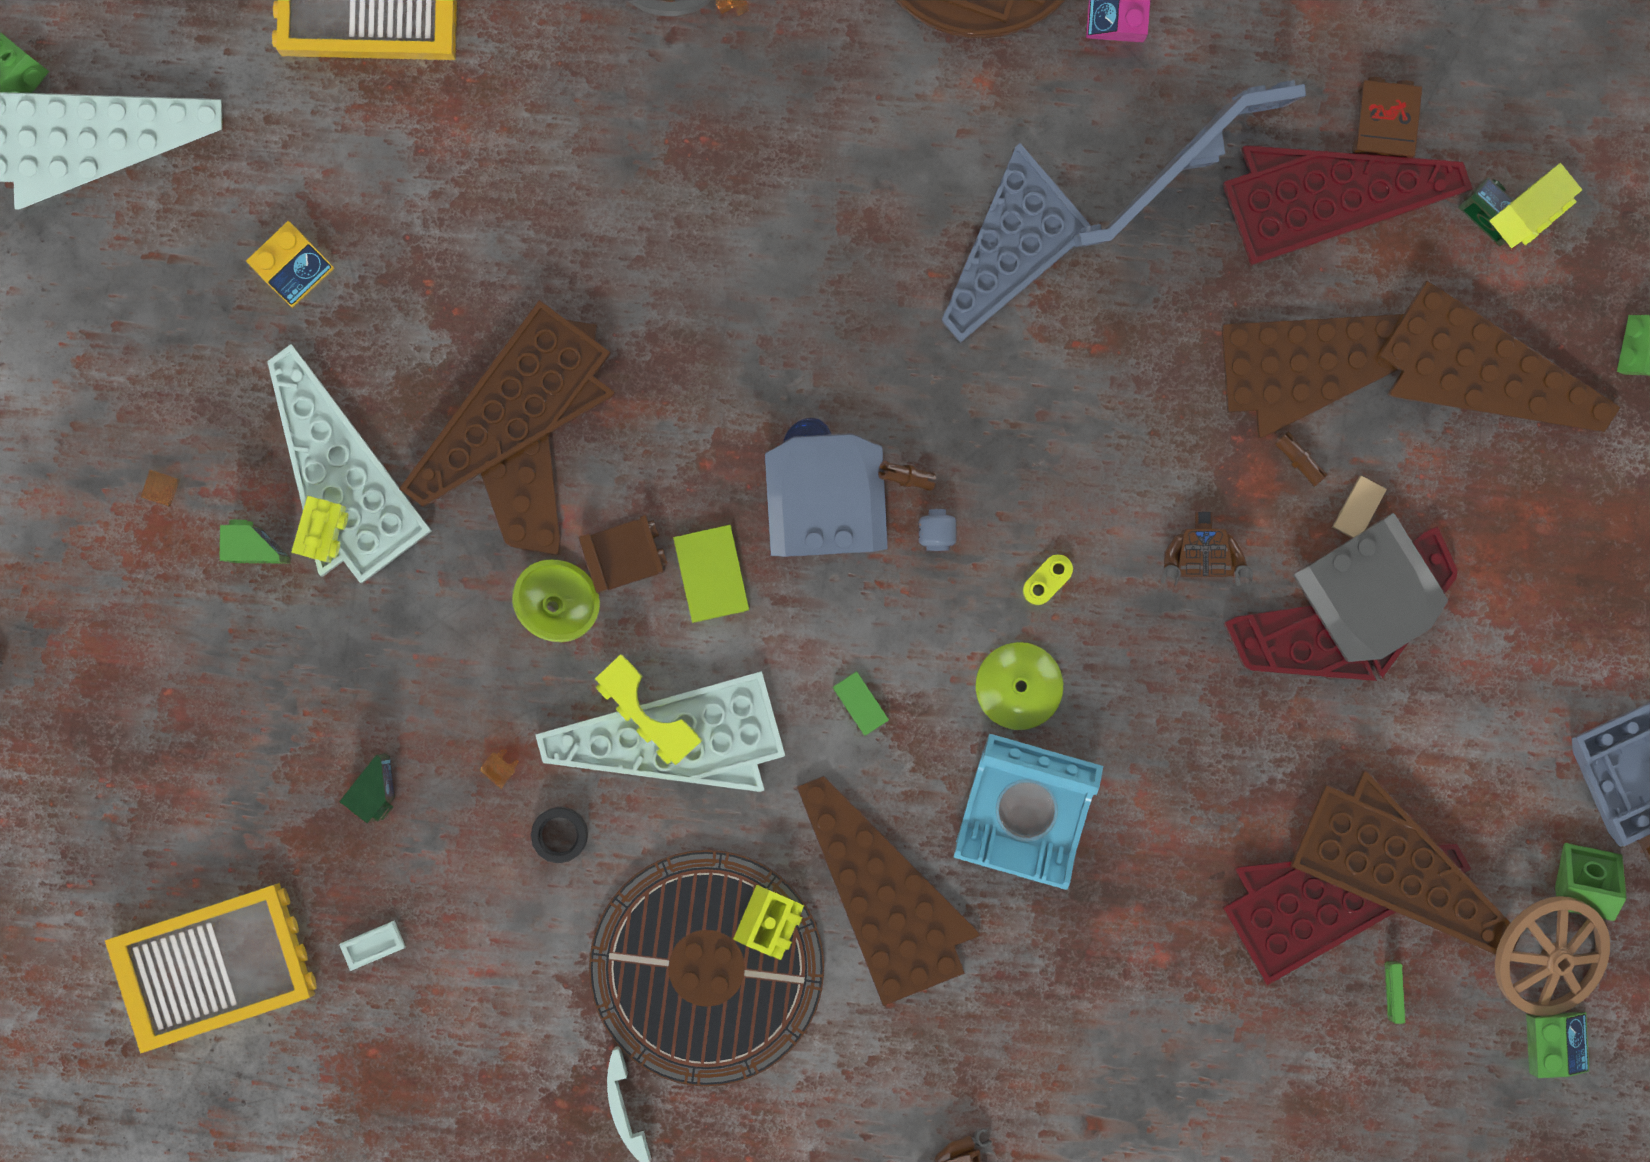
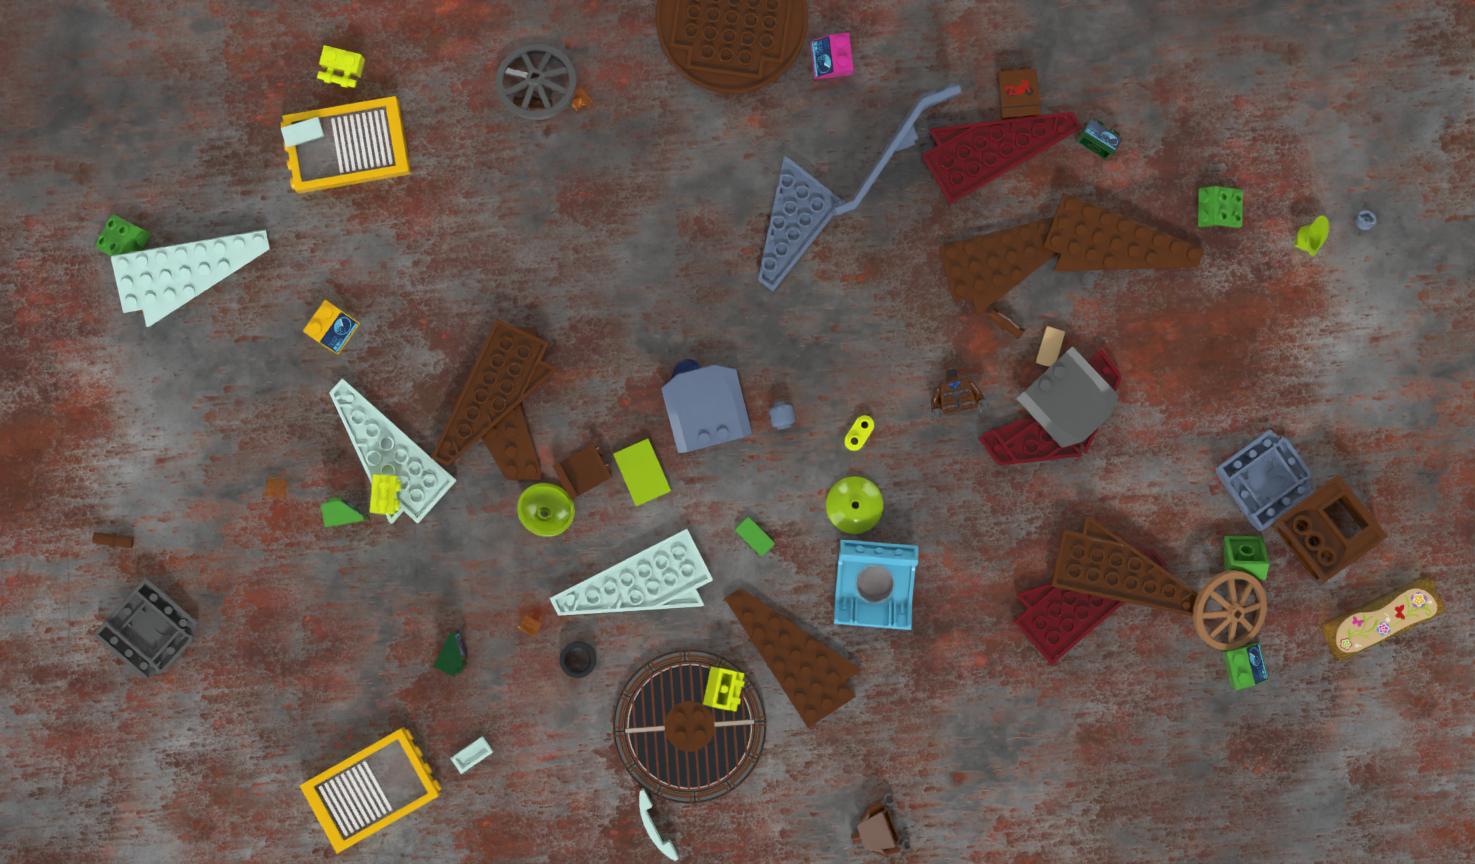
camera: 10 degrees left, 0 degrees up
(621, 683) = (598, 554): neon yellow arch -> none
(907, 475) = (755, 384): reddish brown pin -> none
(1394, 992) = (1134, 653): bright green tile -> none
(1537, 207) = (1125, 132): neon yellow brick -> none

